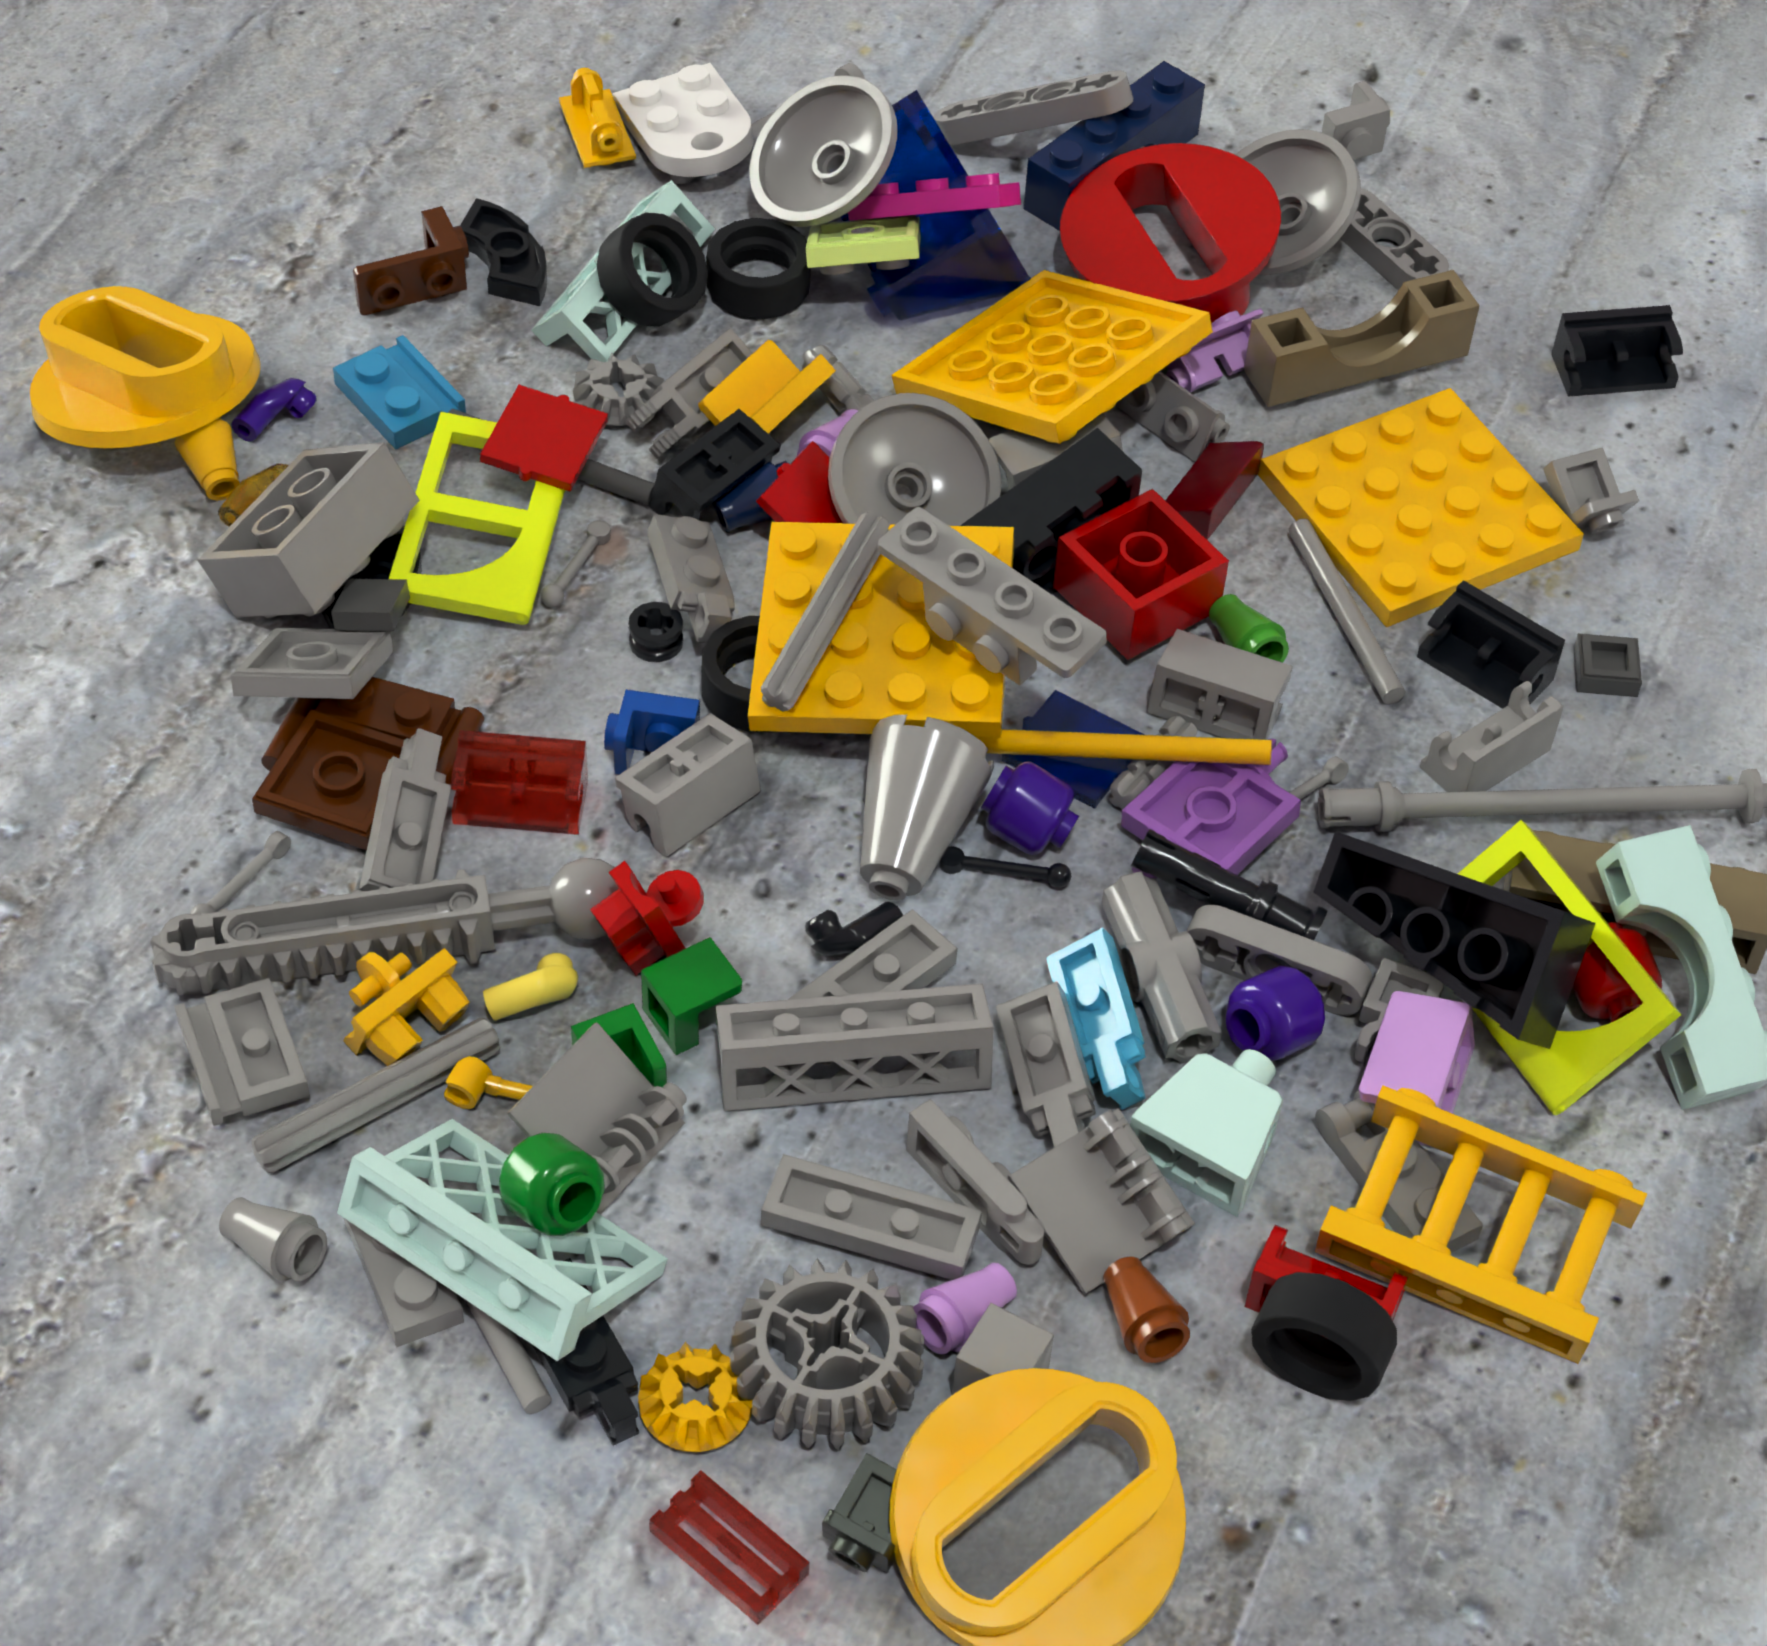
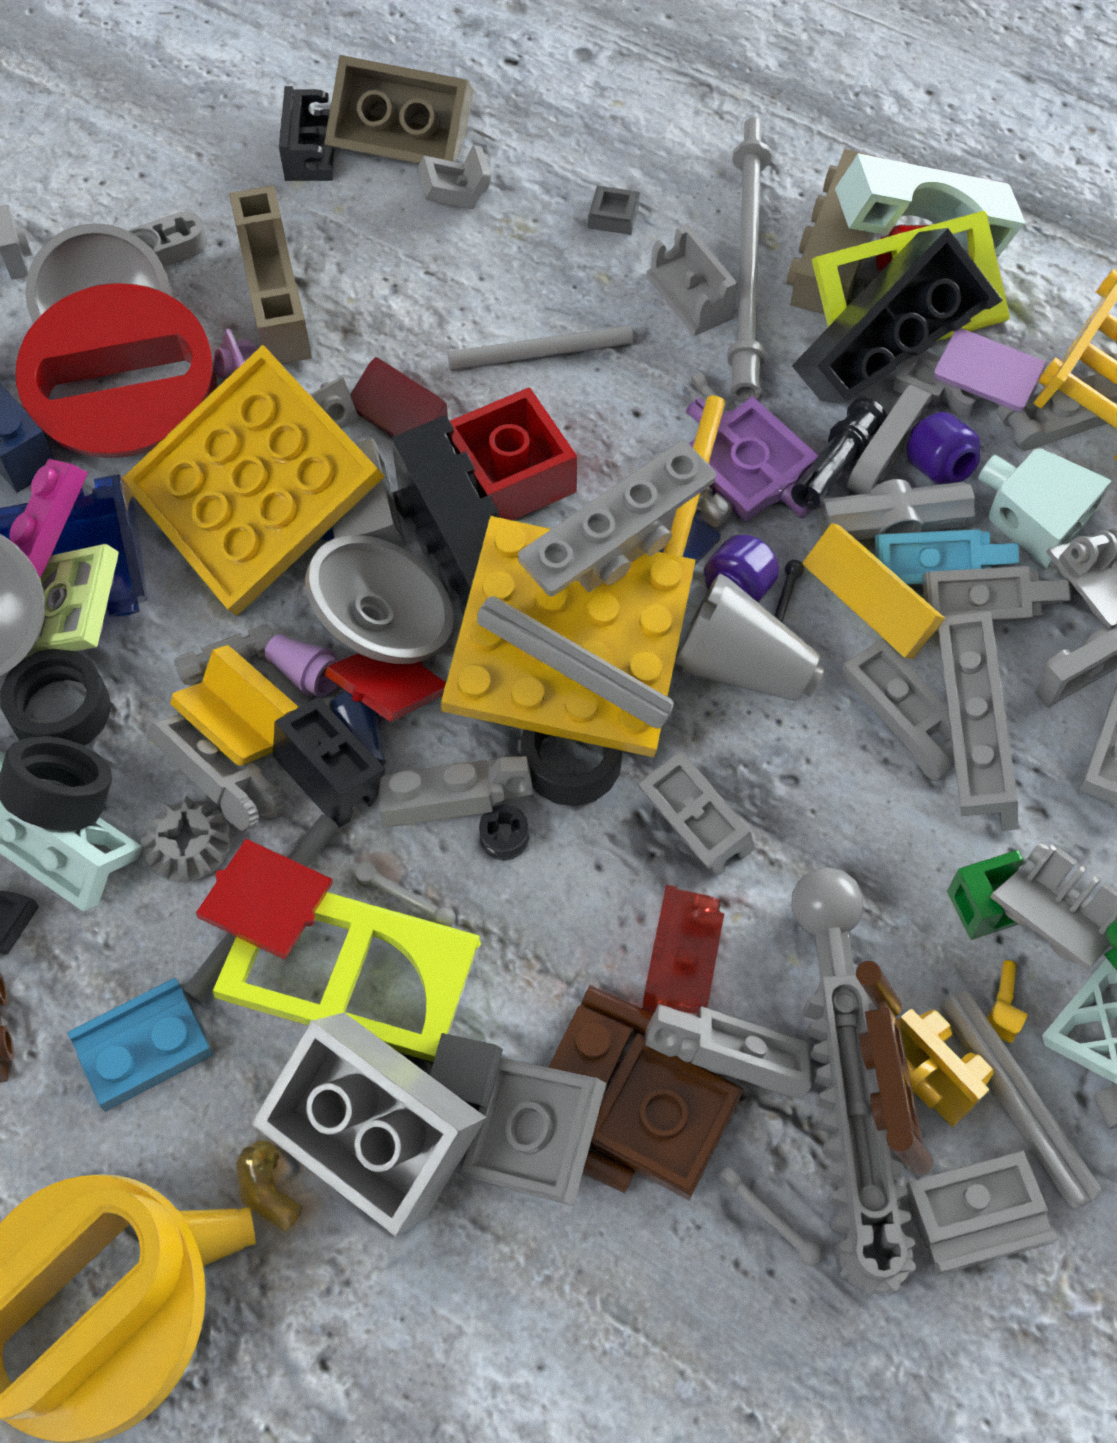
camera: 80 degrees left, 10 degrees up
(269, 403) = (130, 1158): dark purple arm -> none
(360, 916) = (884, 1051): none -> reddish brown plate
(549, 983) = (911, 954): light yellow arm -> none
(643, 921) = (862, 853): red hips -> none
(646, 724) = (627, 847): blue bracket -> none
(685, 986) = (925, 832): green panel -> none
(834, 939) = (858, 712): black arm -> none
(1019, 929) = (873, 591): none -> yellow tile
(1218, 687) = (623, 431): light grey hinge -> none
(1248, 629) = (573, 404): bright green cone -> none
(1420, 505) = (438, 284): yellow plate -> none
(1490, 646) = (601, 265): black hinge -> none
(1678, 424) = (397, 111): none -> dark tan slope

